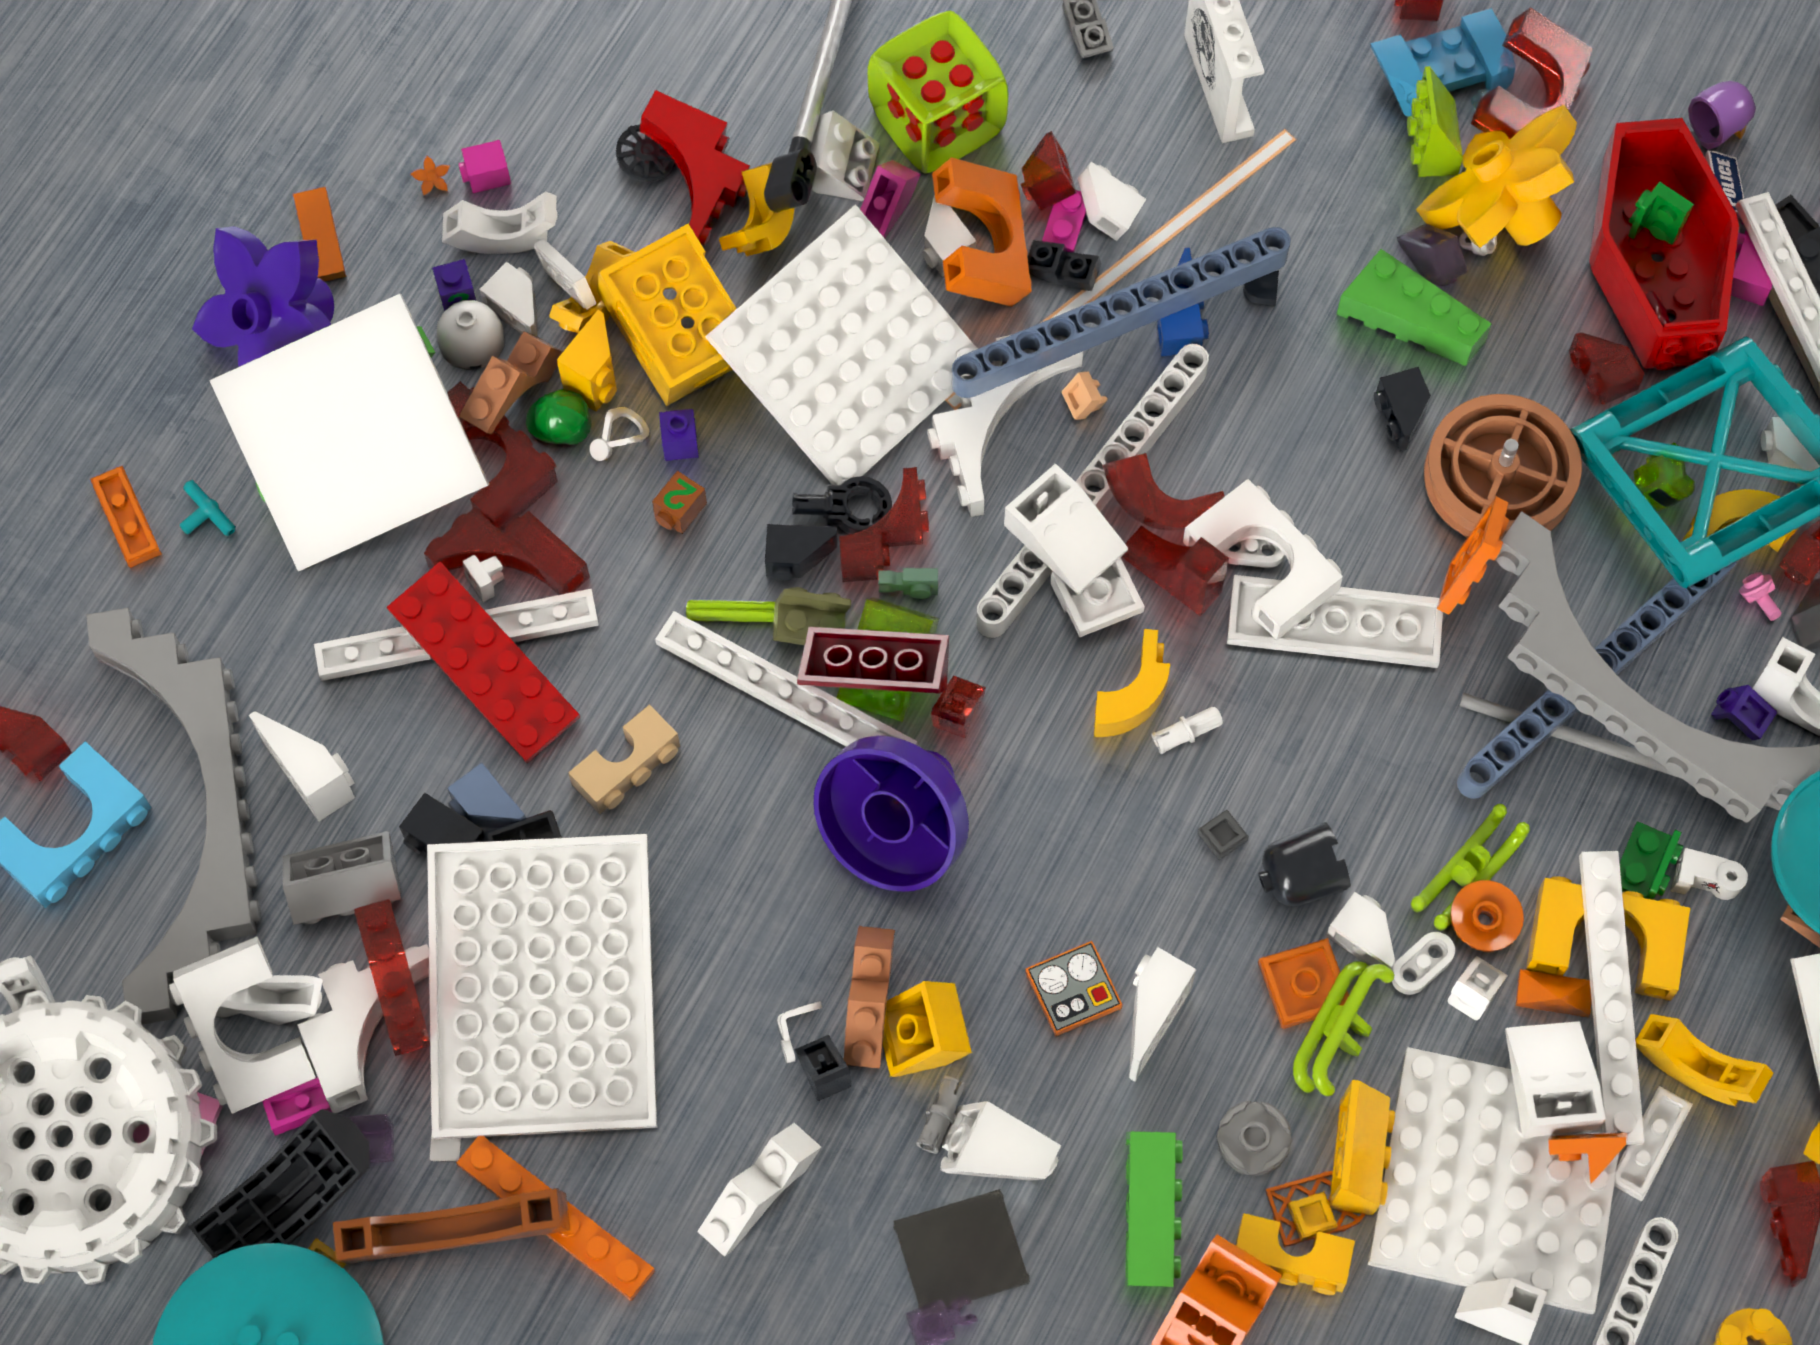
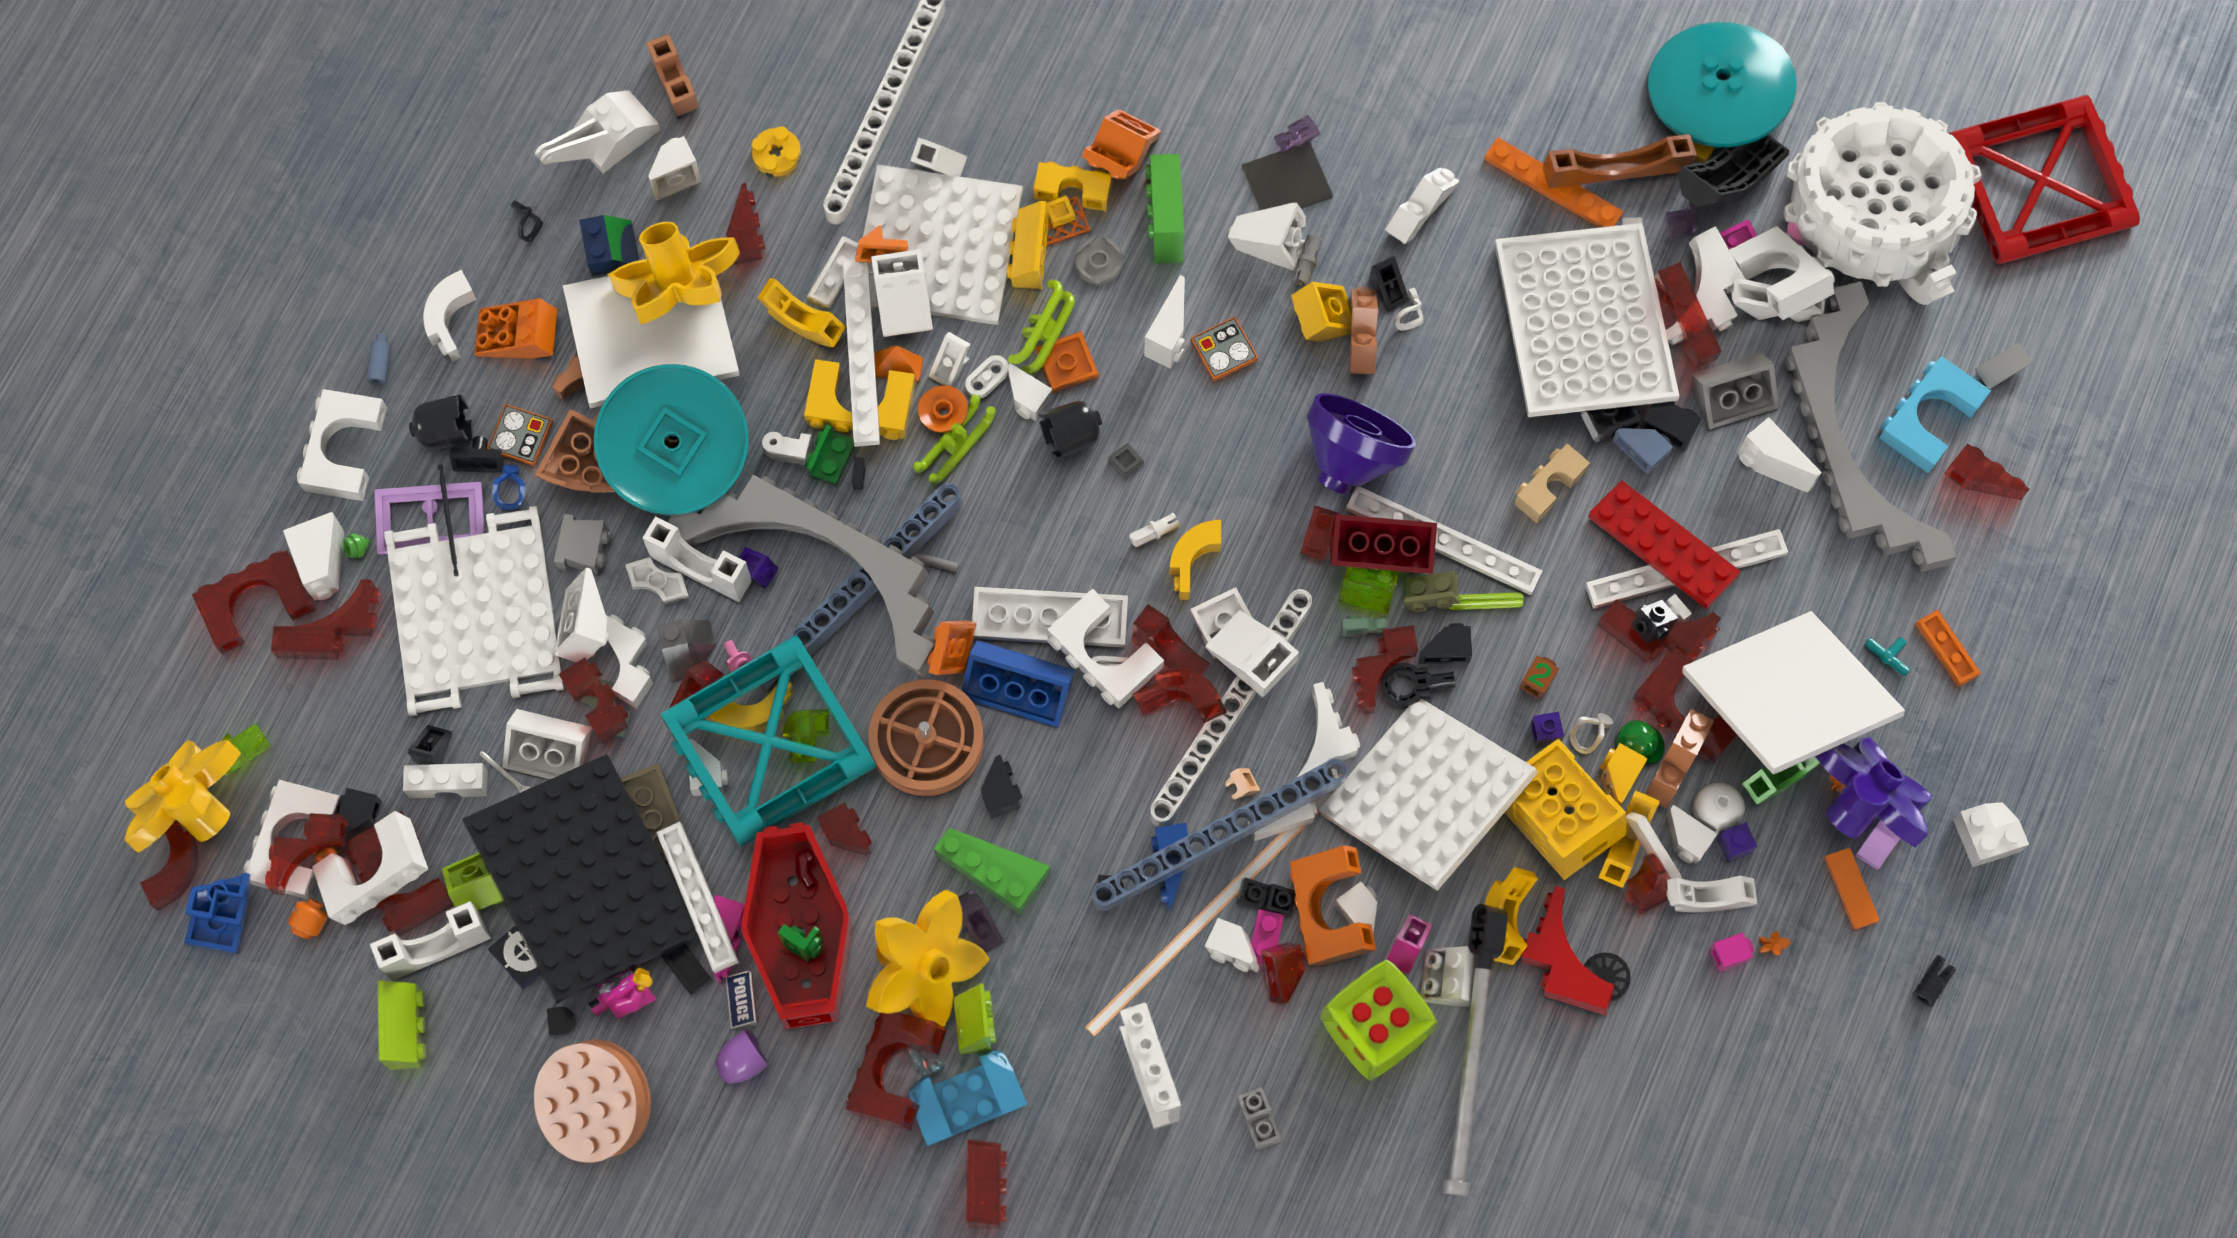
camera: 175 degrees right, 5 degrees up
(128, 281) = (1990, 833): none -> white slope
(241, 122) = (1933, 984): none -> black hinge
(517, 535) = (1654, 621): none -> black brick
(579, 235) = (1648, 885): none -> clear red arch
(1380, 538) = (1017, 683): none -> blue slope
(1605, 829) = (858, 475): none -> black tile

